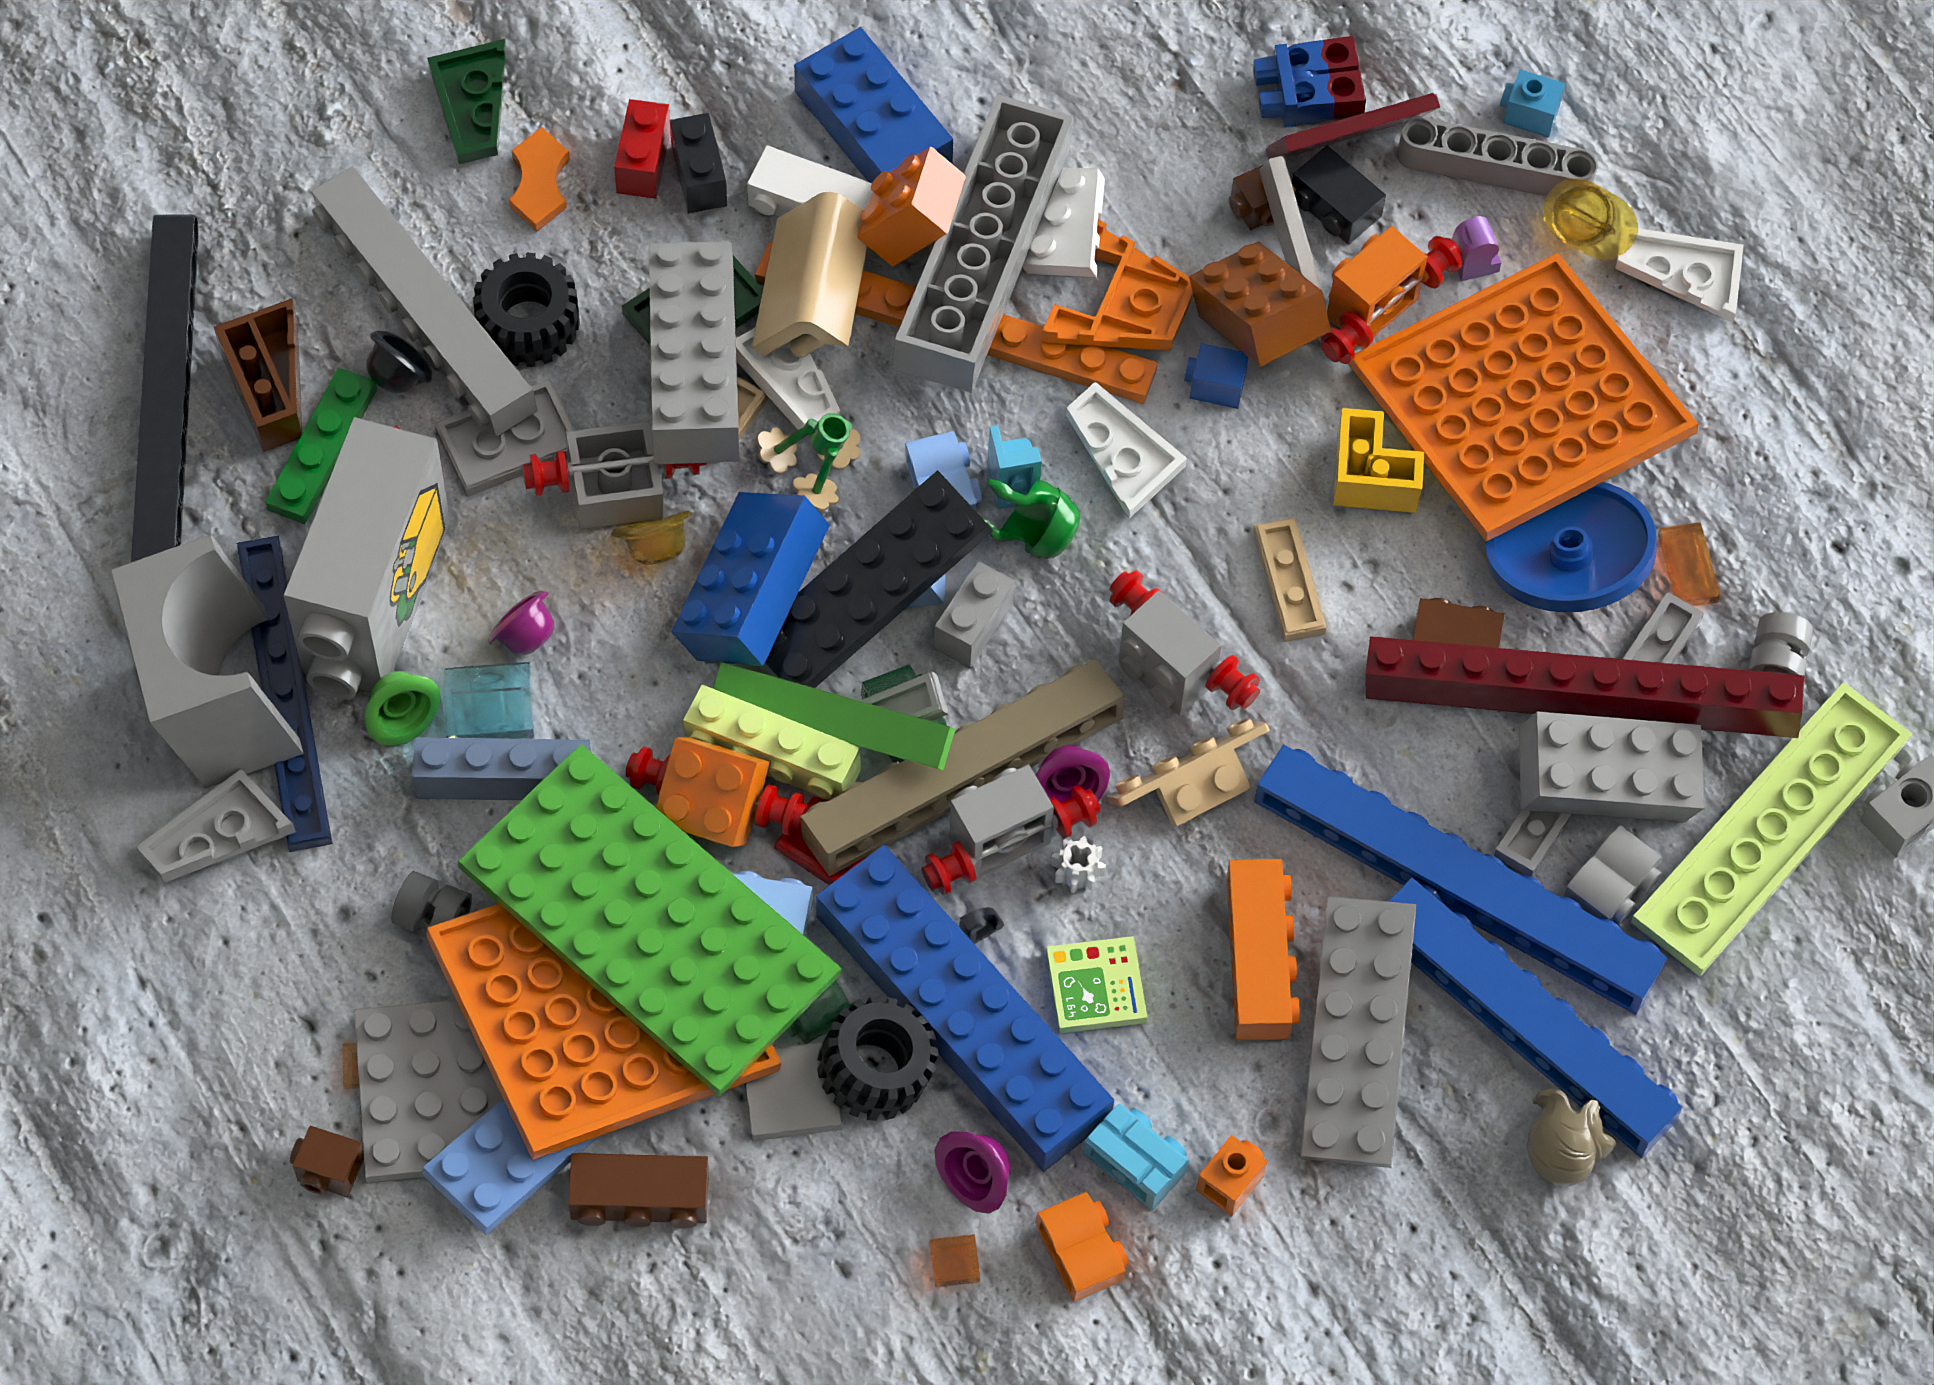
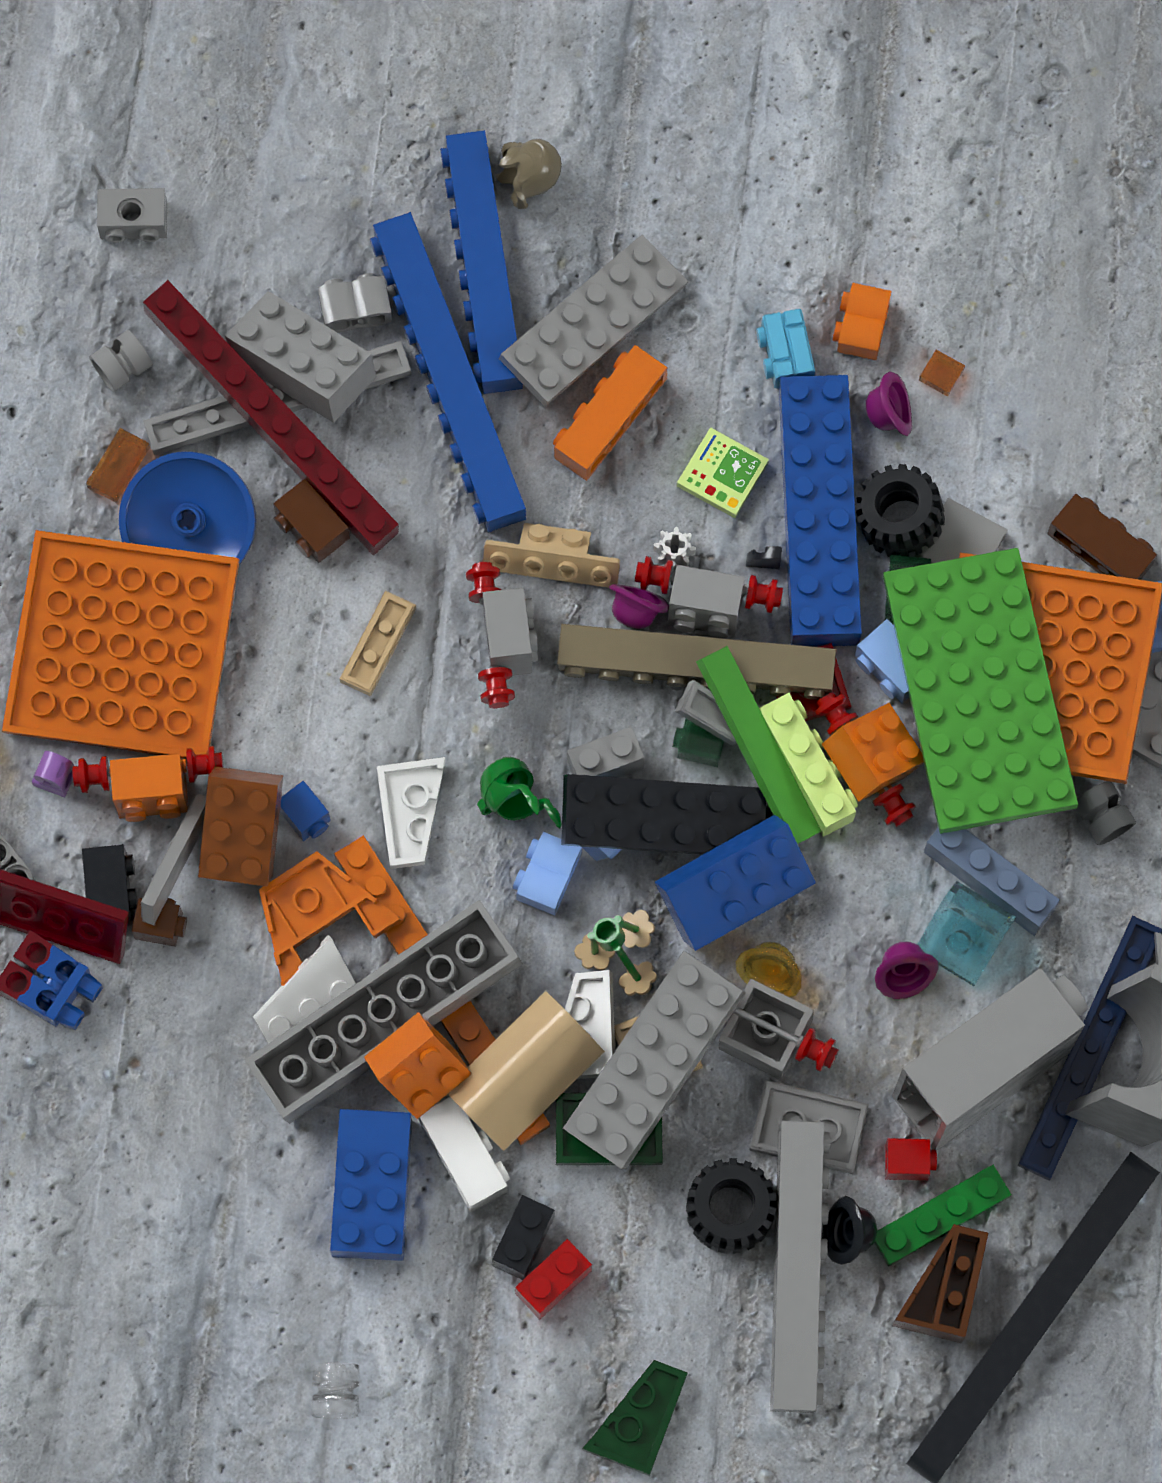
camera: 140 degrees left, 10 degrees up
(400, 707) = (1021, 965): bright green hat -> none
(540, 162) = (629, 1331): orange tile -> none
(1013, 464) = (499, 835): medium azure panel -> none
(1232, 1174) = (739, 297): orange brick -> none
(1371, 474) = (271, 670): yellow brick -> none
(1771, 829) = (231, 263): yellowish green plate -> none

